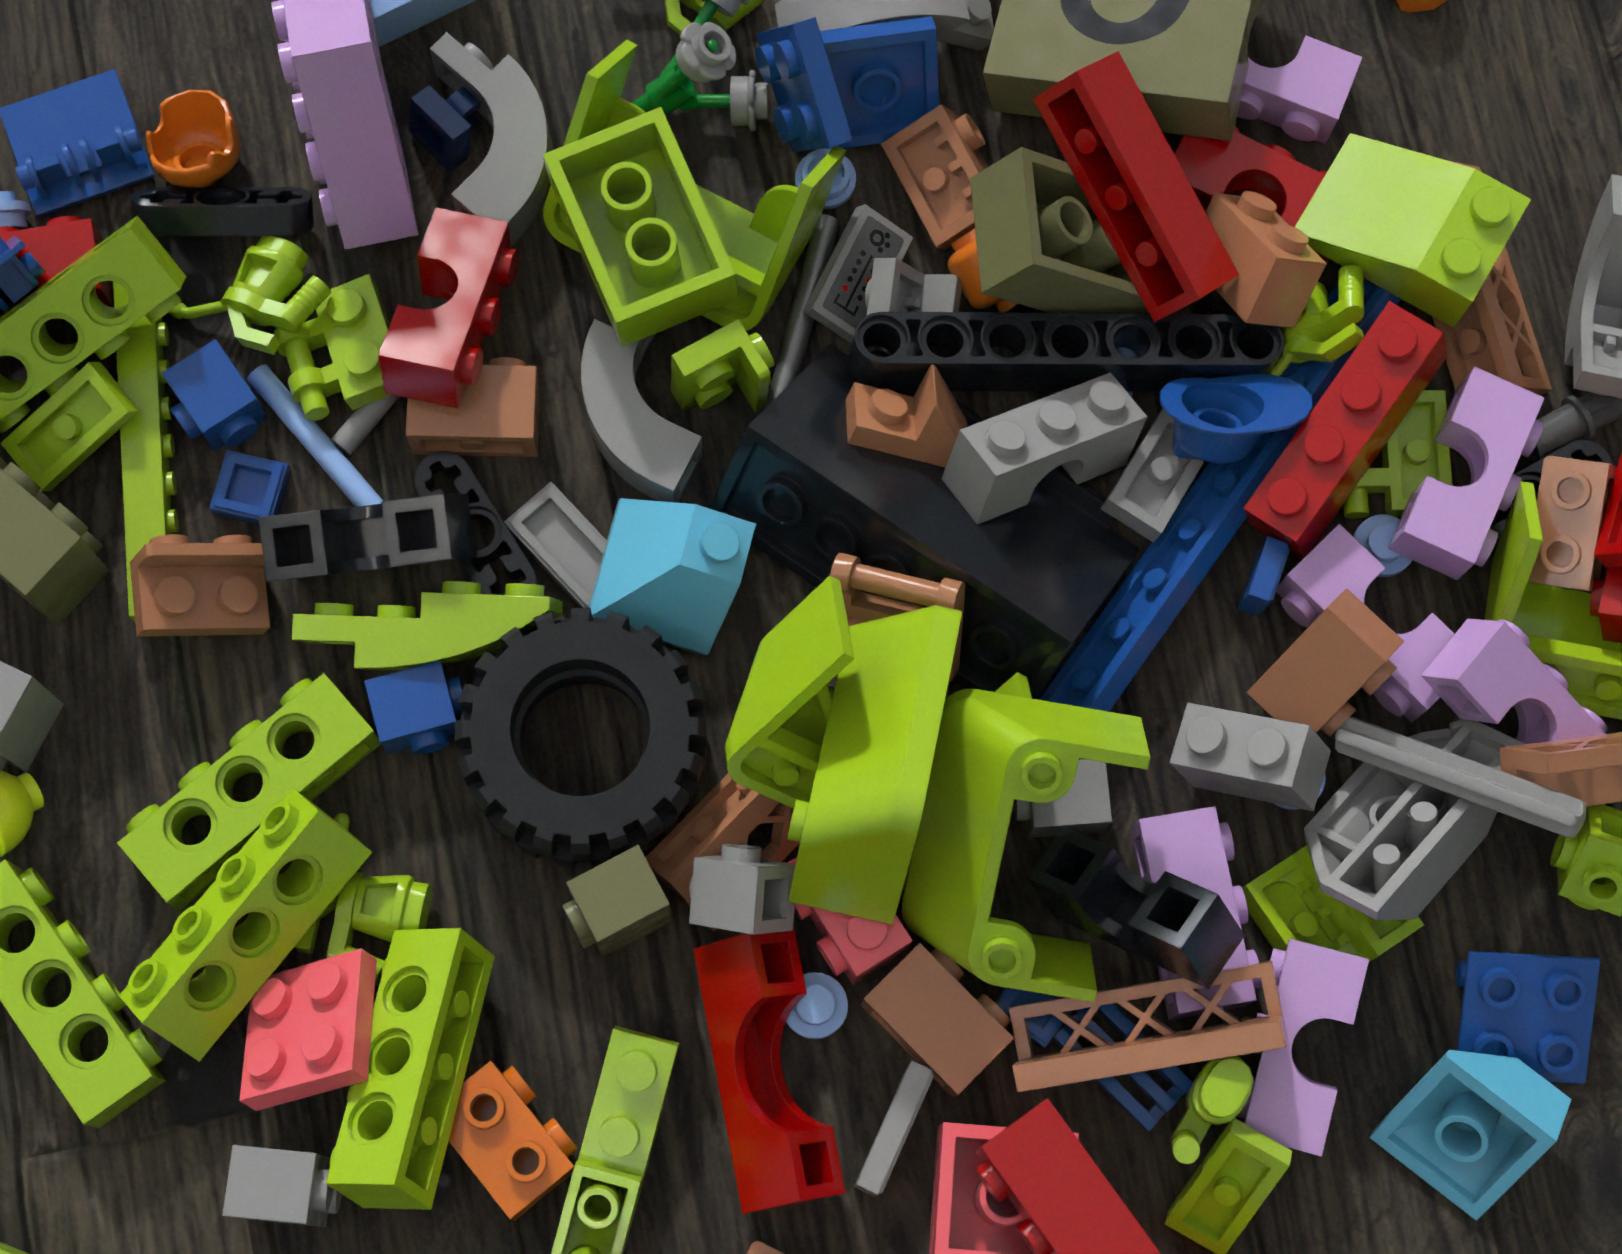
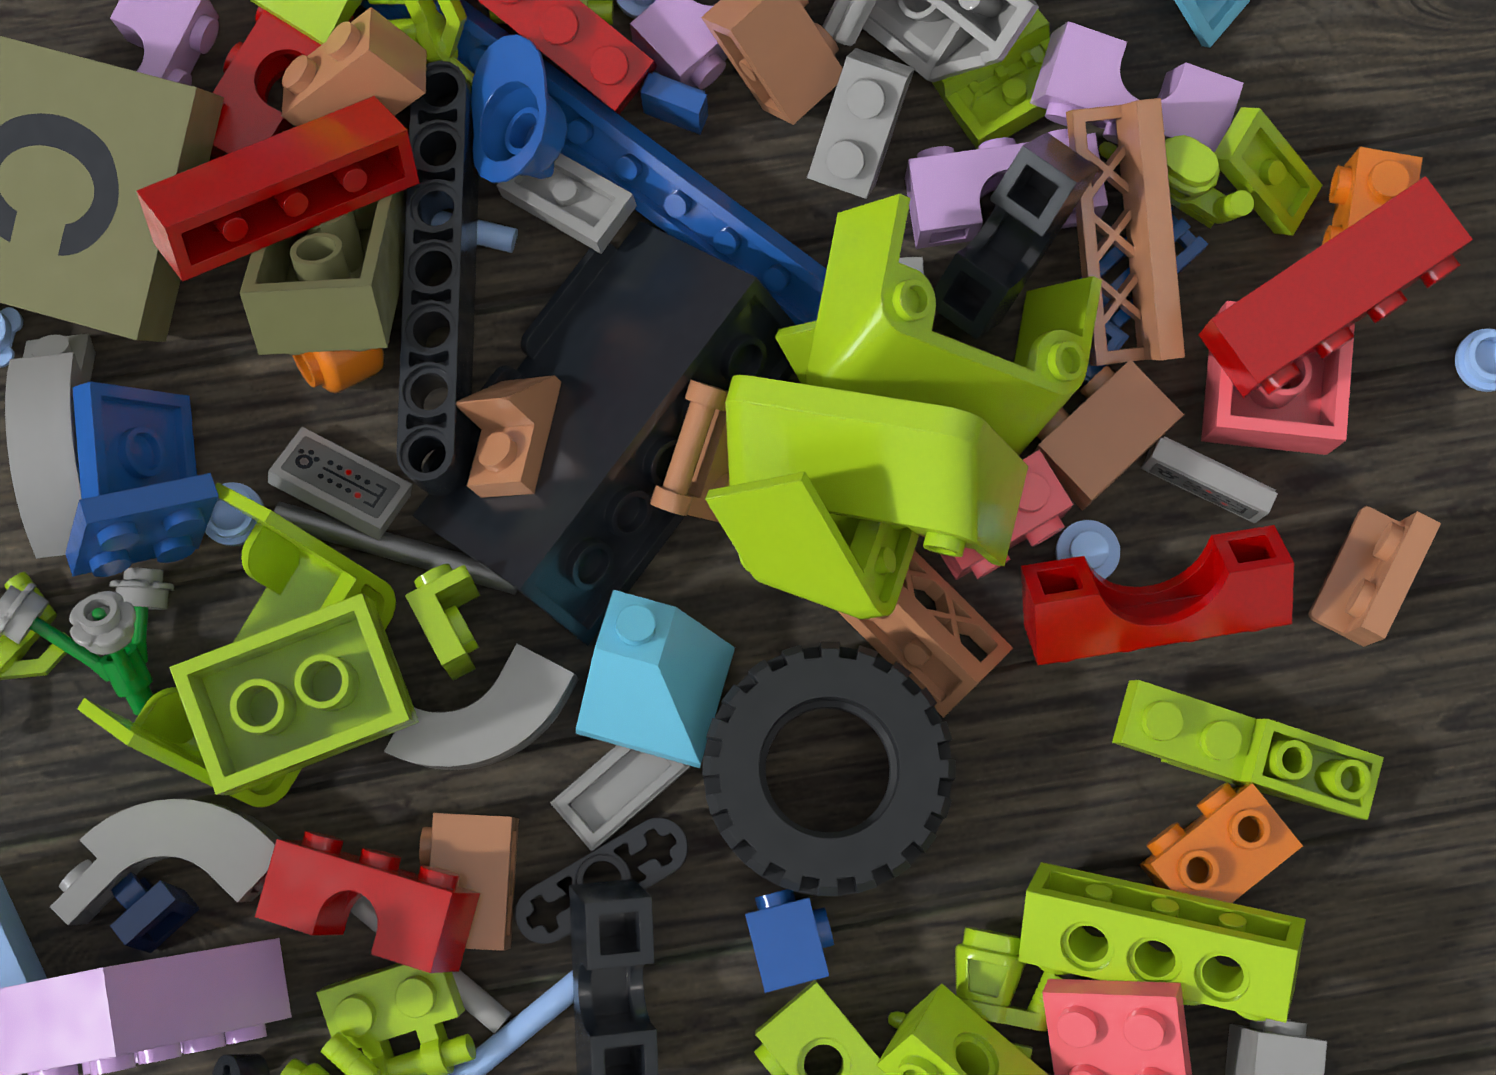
camera: 80 degrees left, 5 degrees up
(450, 627) = (707, 900): lime slope -> none
(617, 903) = (998, 736): olive brick -> none
(741, 891) = (992, 612): light grey brick -> none
(904, 289) = (369, 428): light grey bracket -> none
(935, 167) = (234, 391): nougat bracket -> none
(1006, 456) = (531, 283): light grey arch -> none

